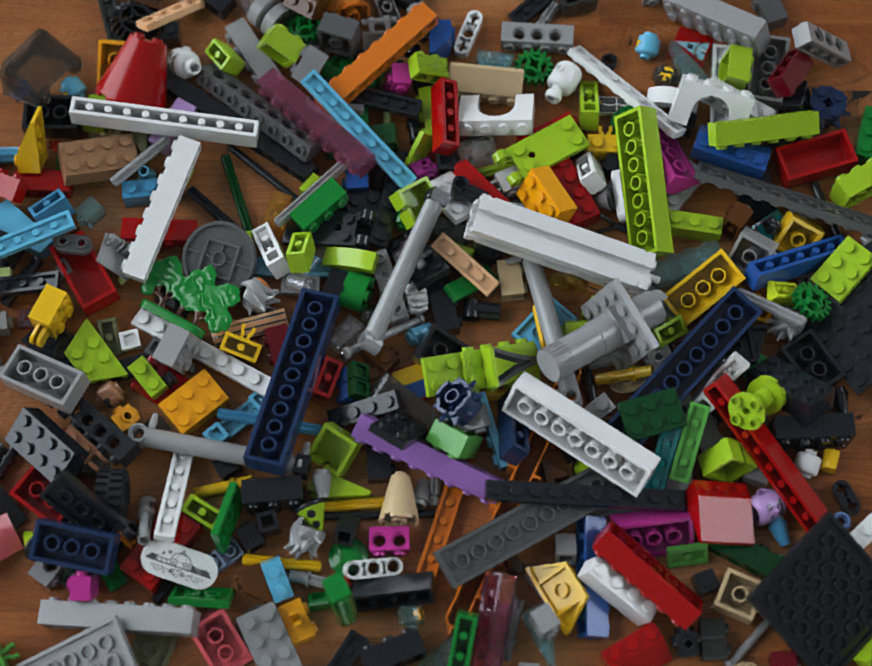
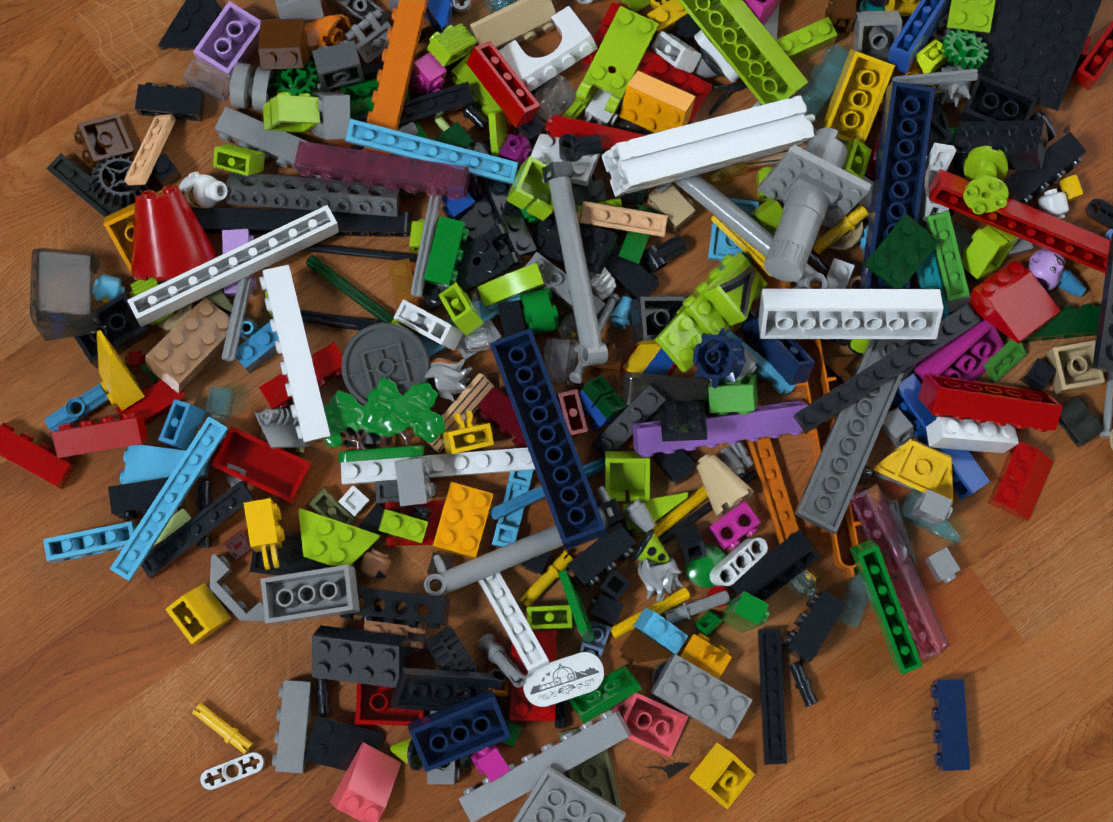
camera: 40 degrees left, 10 degrees up
(72, 244) = (234, 446): dark grey plate -> none
(124, 417) = (408, 578): light orange brick -> none
(686, 641) = (1058, 441): black brick -> none

